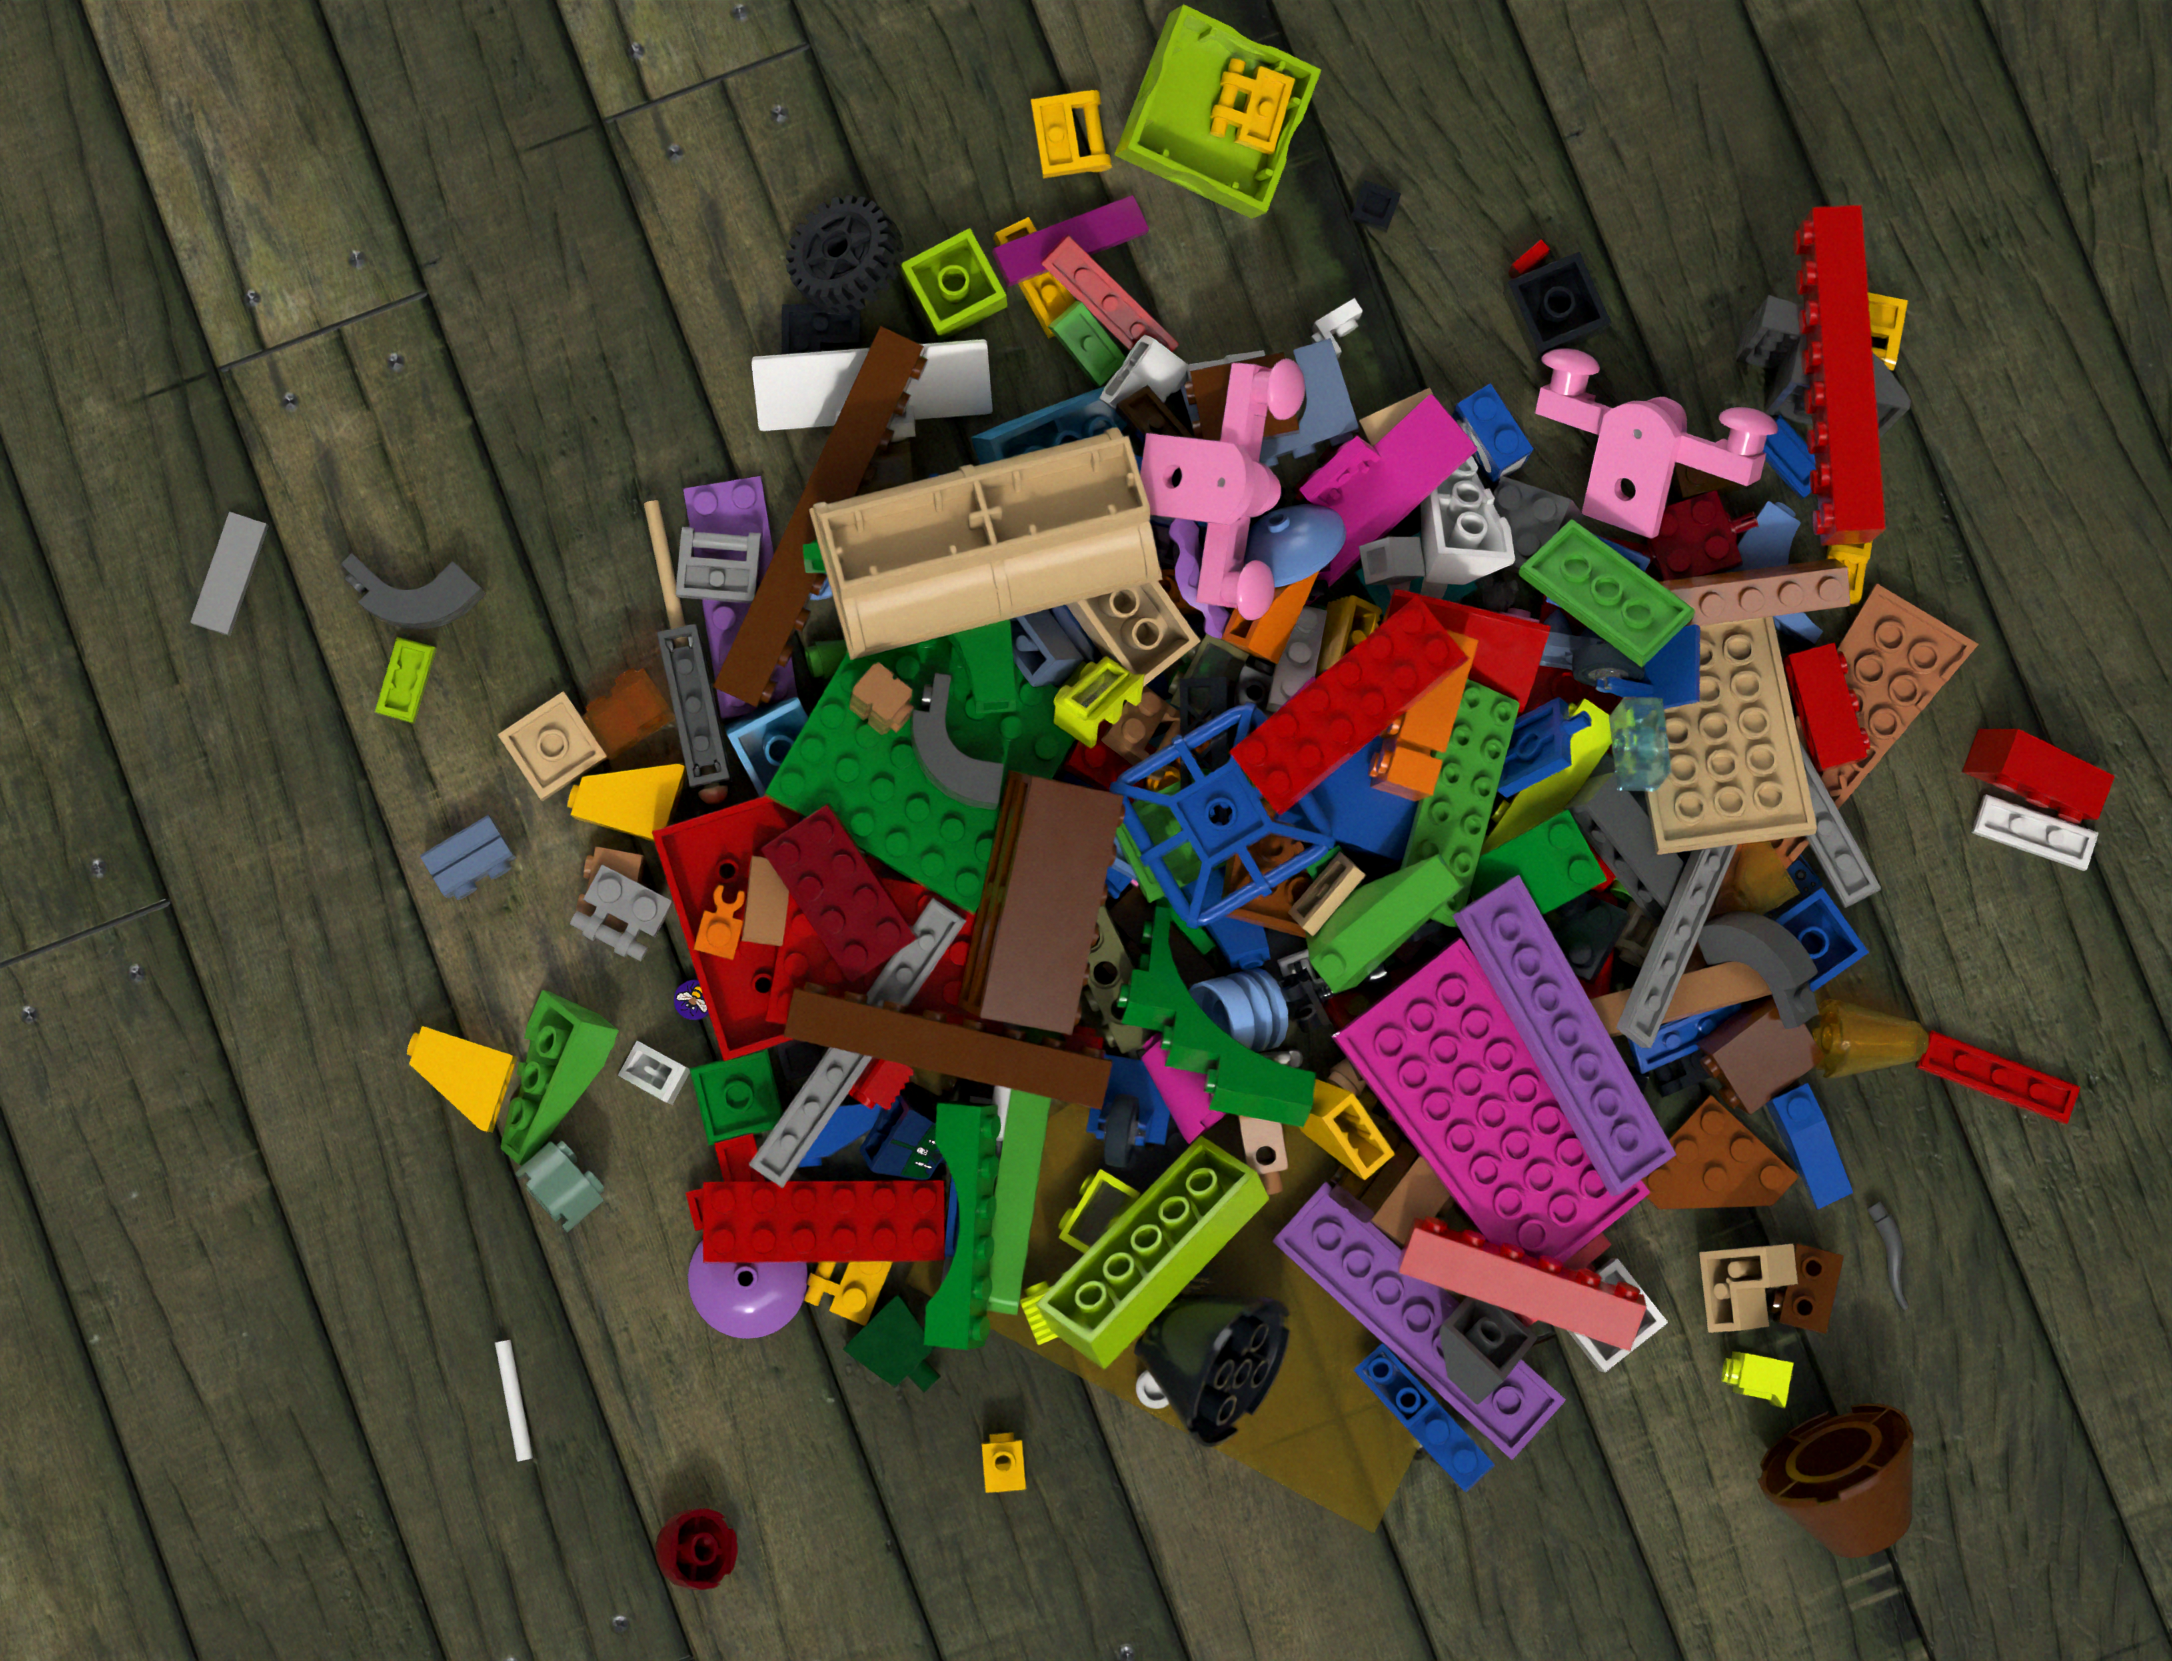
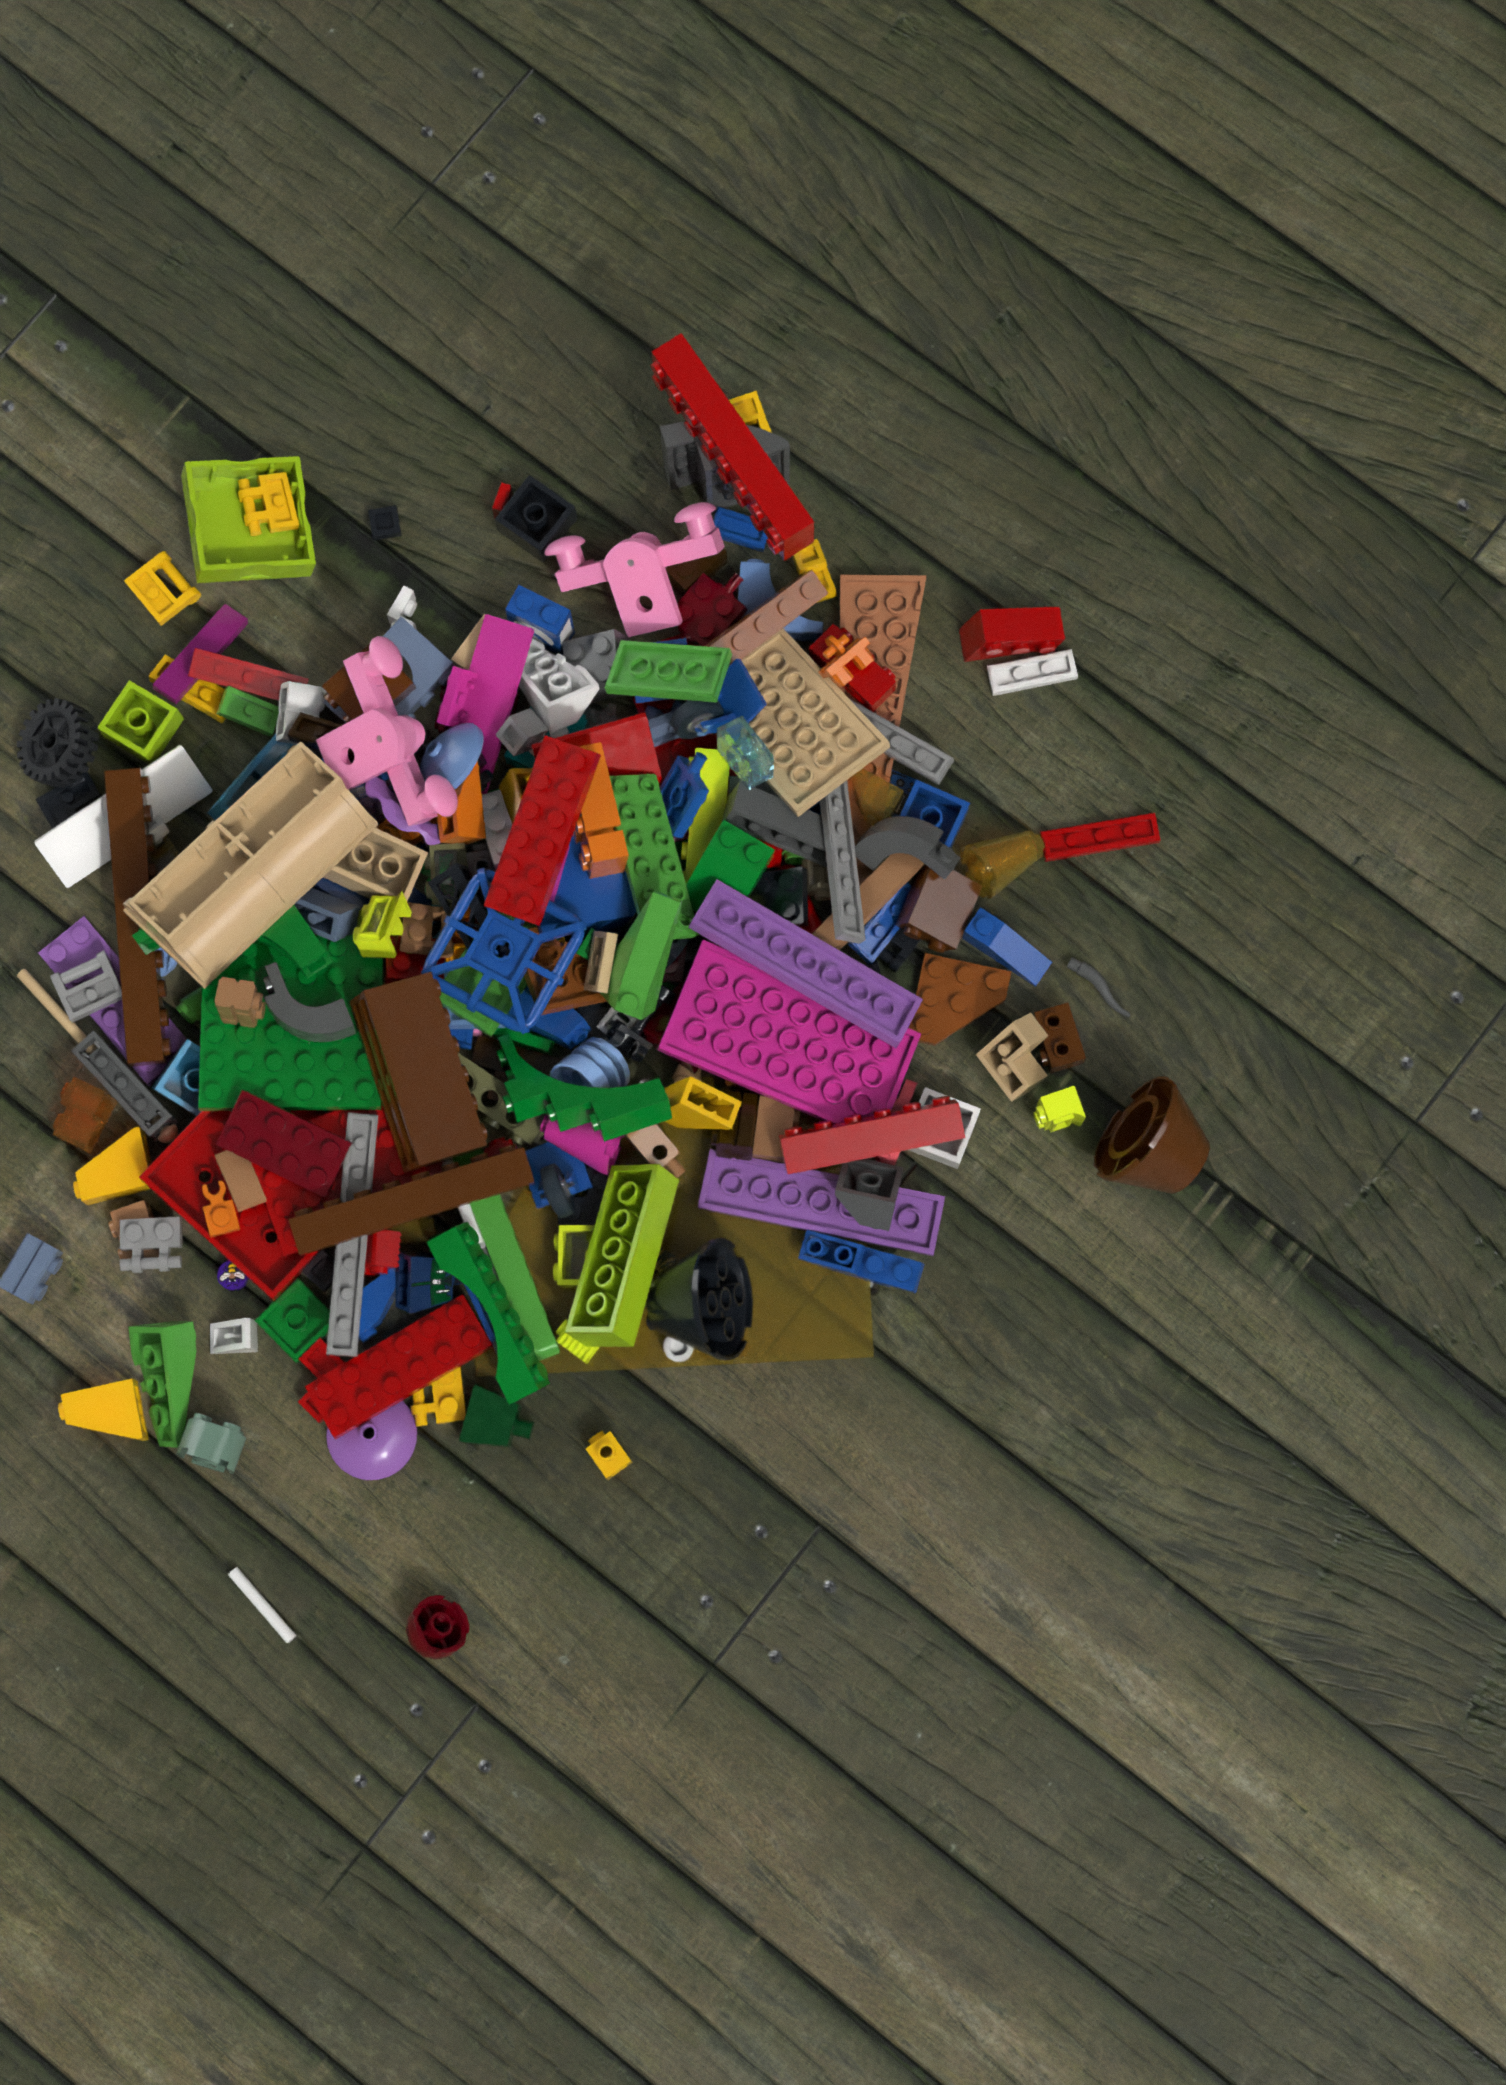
camera: 25 degrees left, 5 degrees down
(552, 746) = (45, 1165): tan plate -> none
(1840, 694) = (855, 651): none -> orange hips

